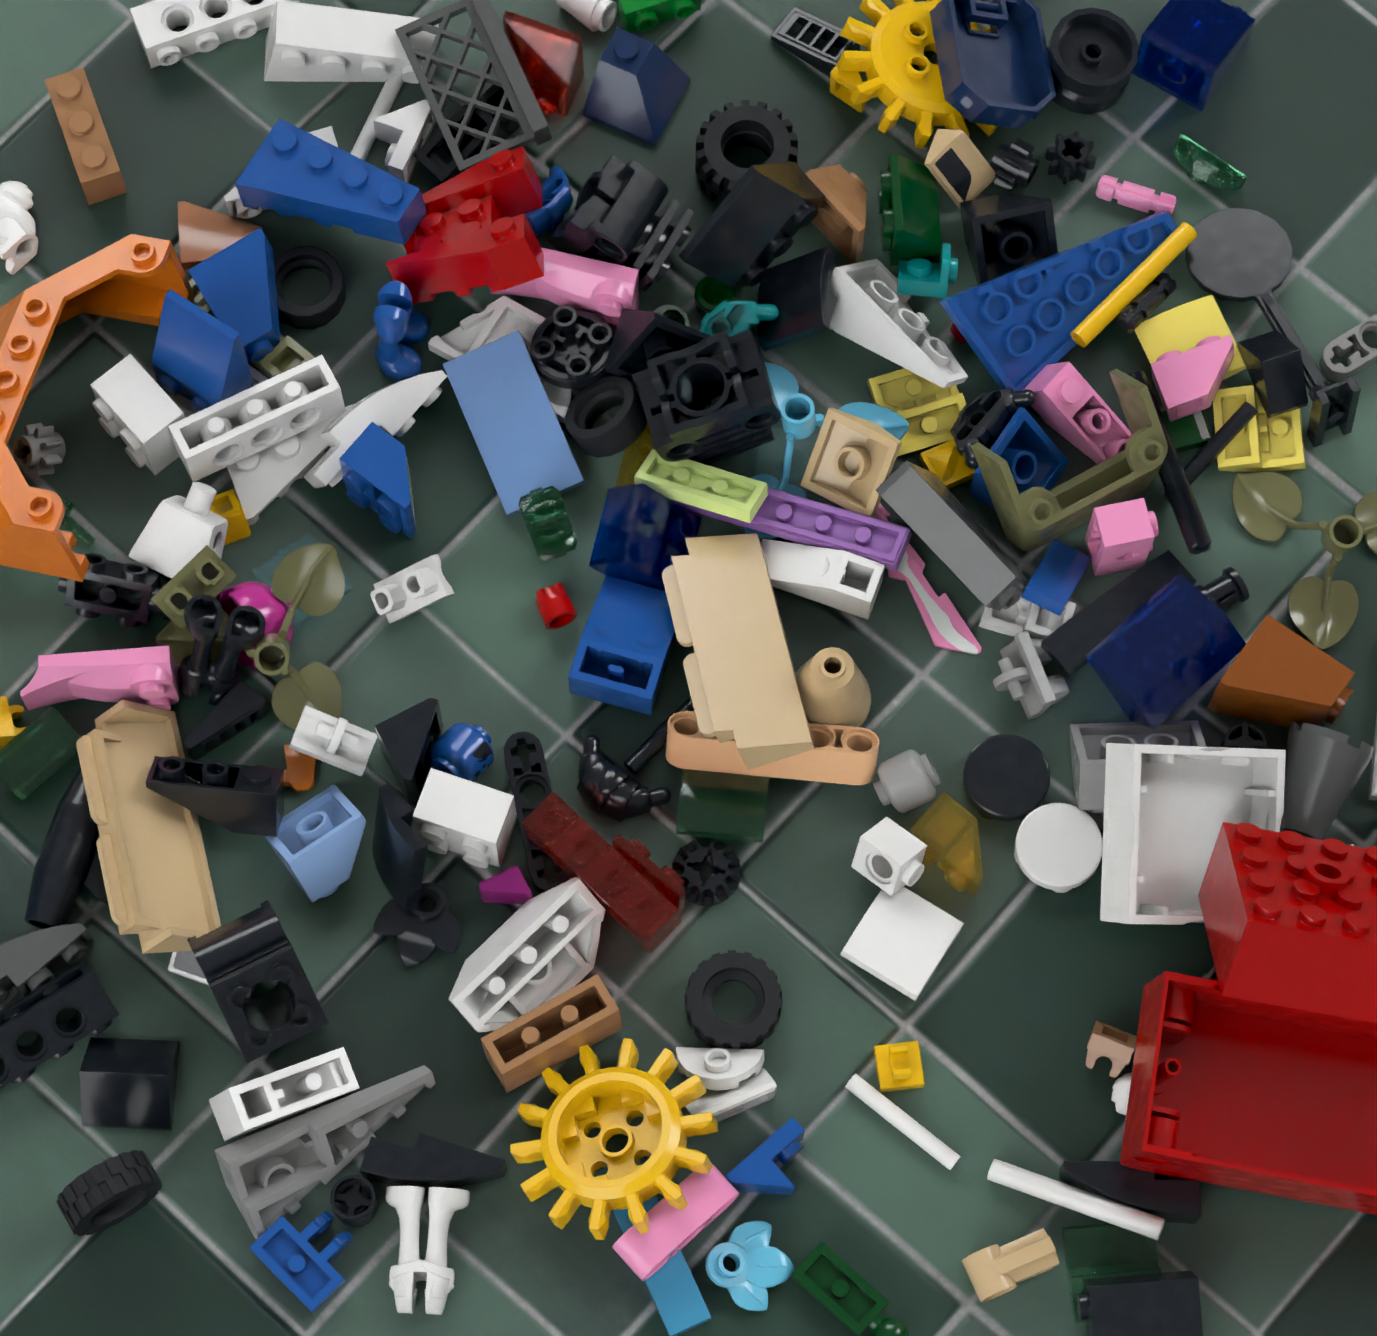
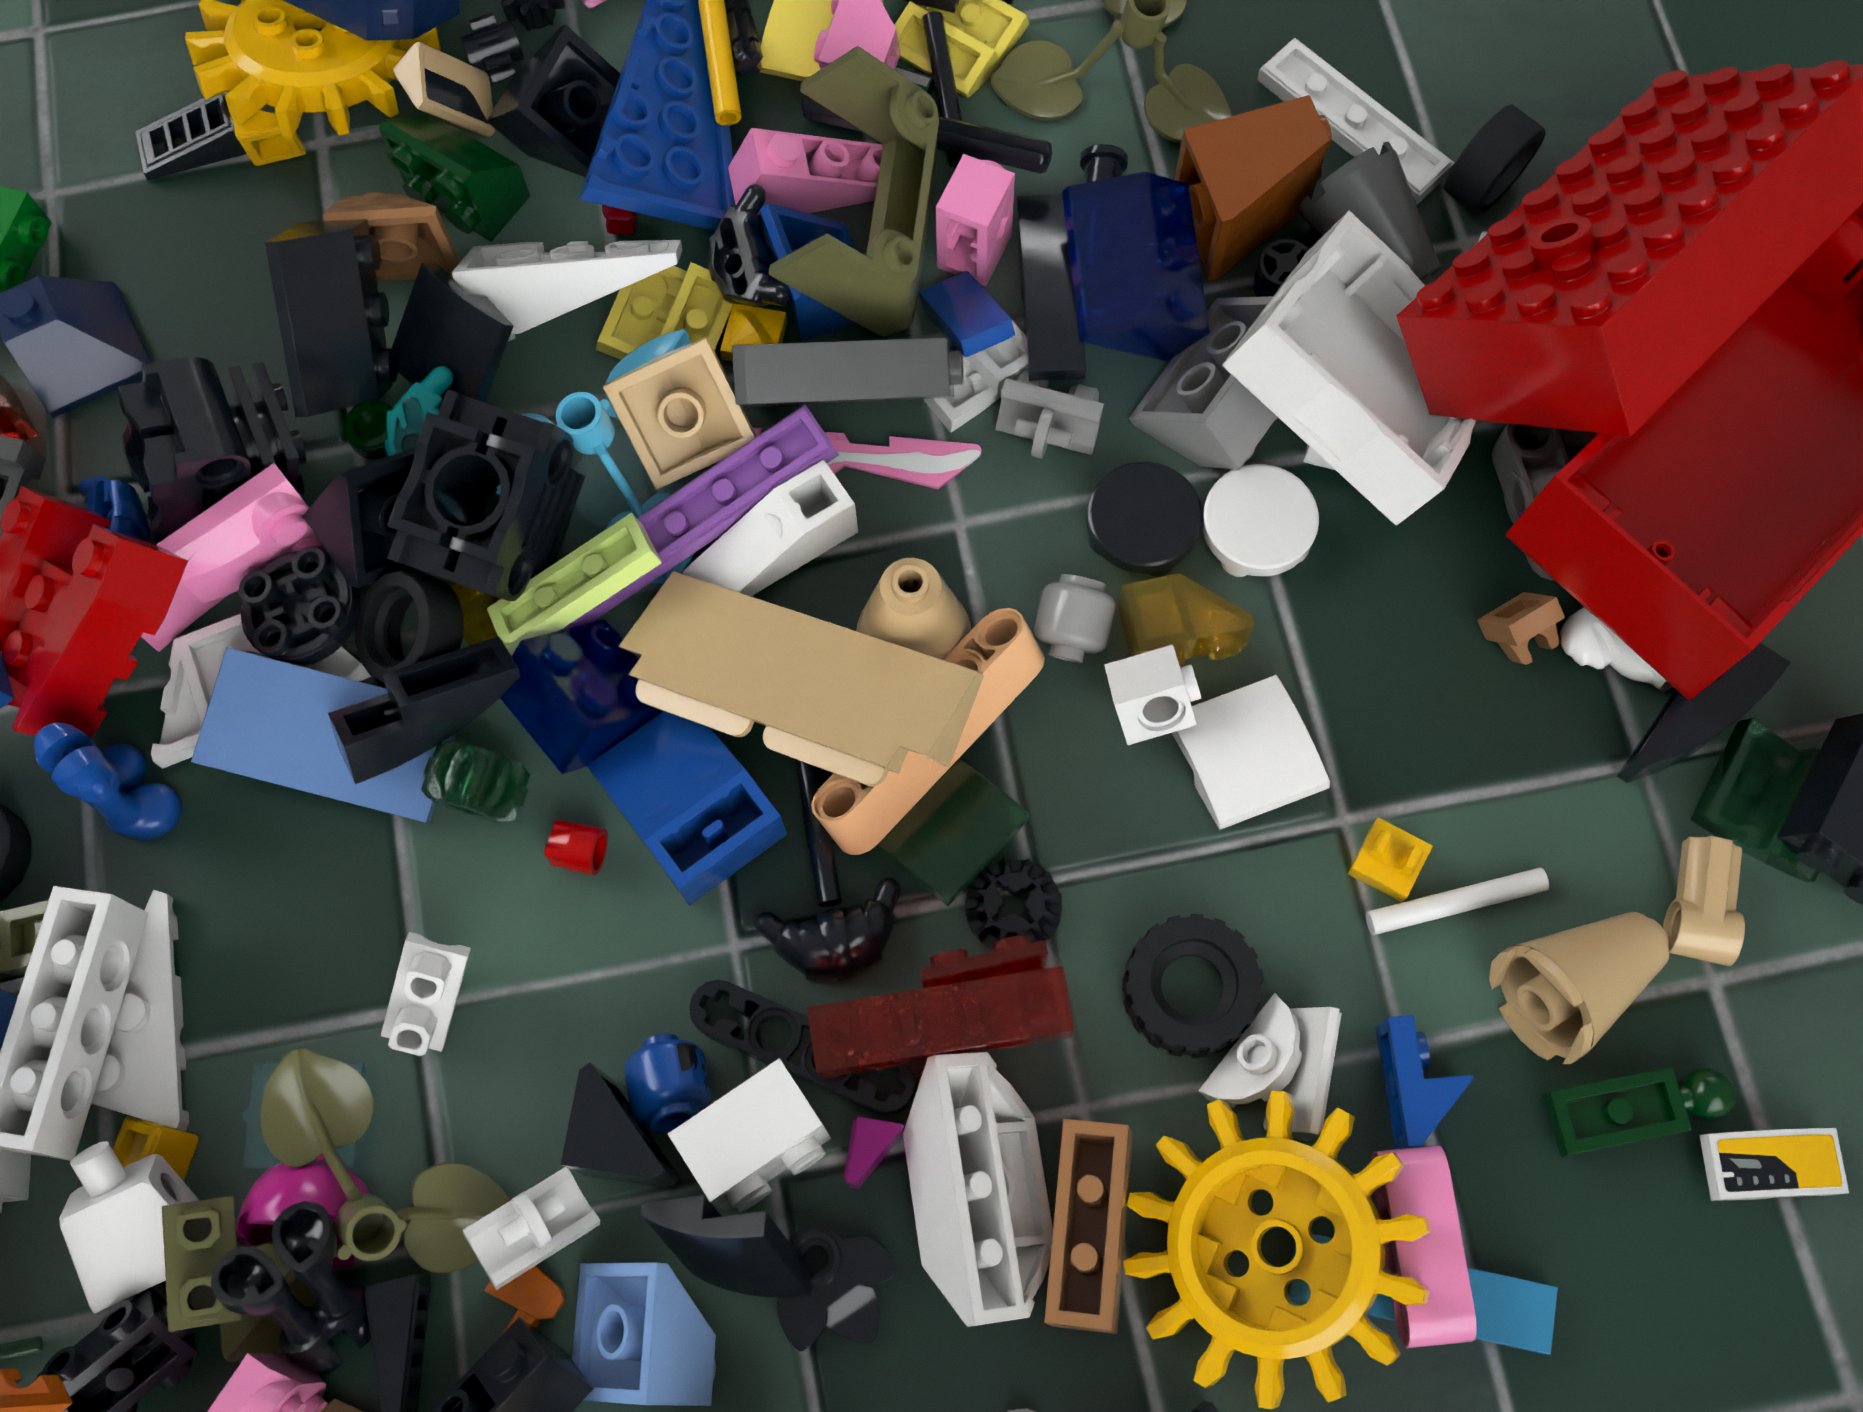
camera: 50 degrees left, 0 degrees up
(380, 478) = (261, 932): blue slope -> none
(388, 408) = (190, 871): white slope -> none
(565, 461) = (422, 707): none -> black slope
(738, 128) = (213, 266): black tyre -> none
(756, 1265) = (1523, 1187): medium azure plate -> none
(903, 1216) = (1577, 982): none -> tan cone
(925, 278) = (539, 210): teal bracket -> none
(1076, 1199) = (1678, 779): white piece -> none

